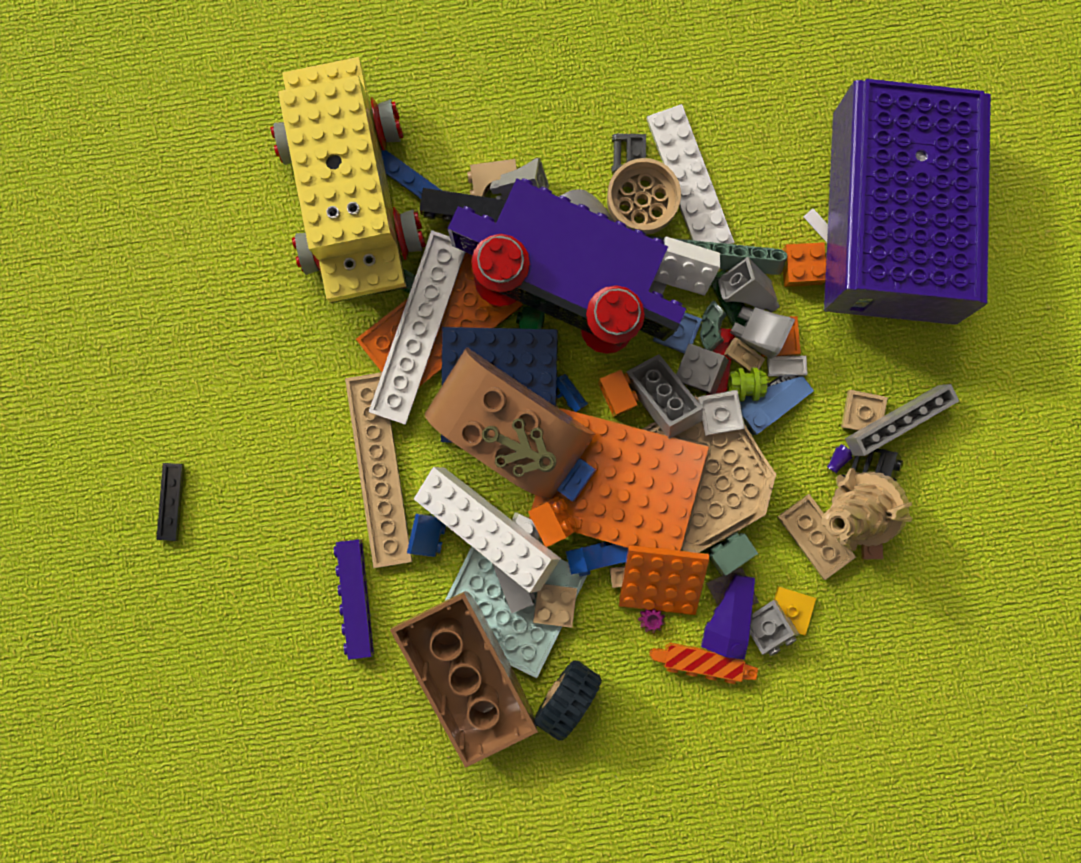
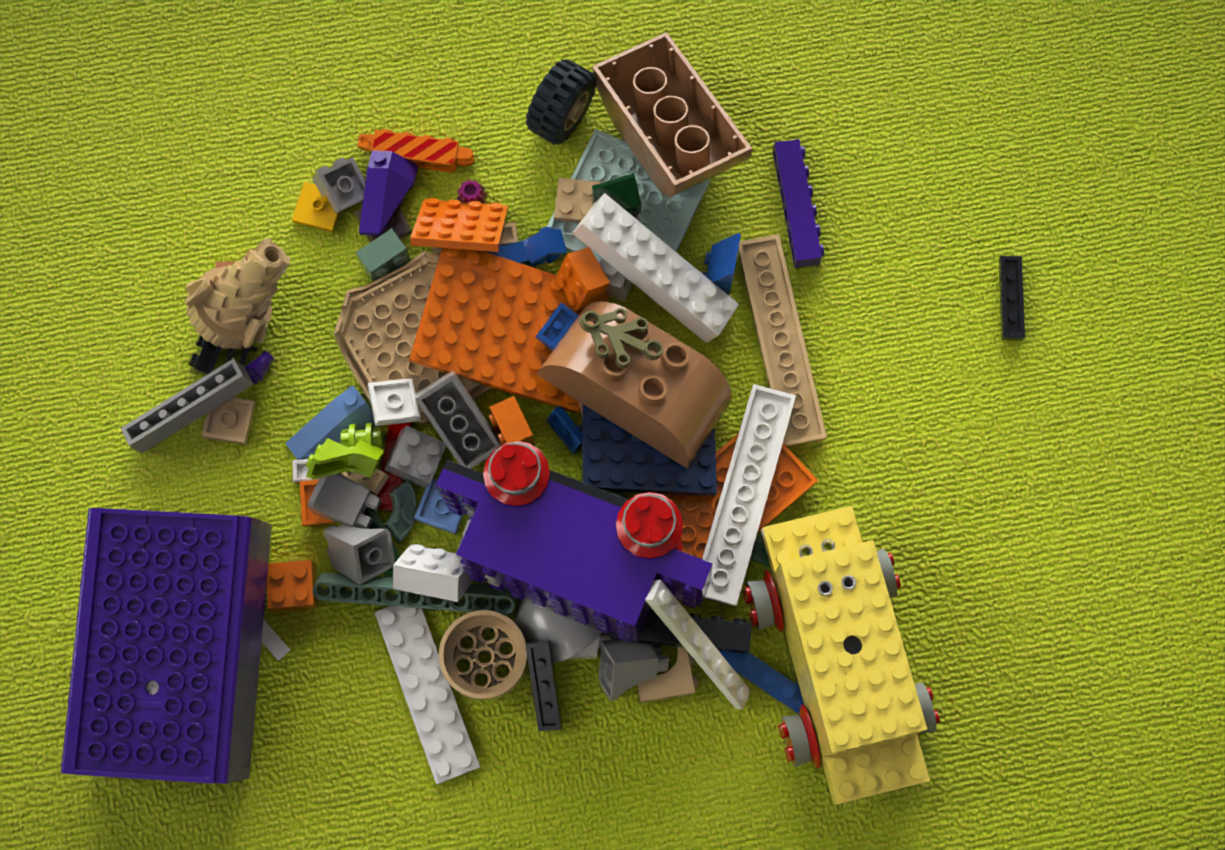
camera: 175 degrees right, 10 degrees down
(465, 186) = (697, 644): none -> white plate
(514, 596) = (622, 191): none -> dark green slope
(594, 173) = (544, 685): none -> black plate
(635, 148) = (494, 720): dark grey plate -> none
(771, 359) = (336, 458): none -> lime arch
(814, 540) = (298, 292): tan plate -> none

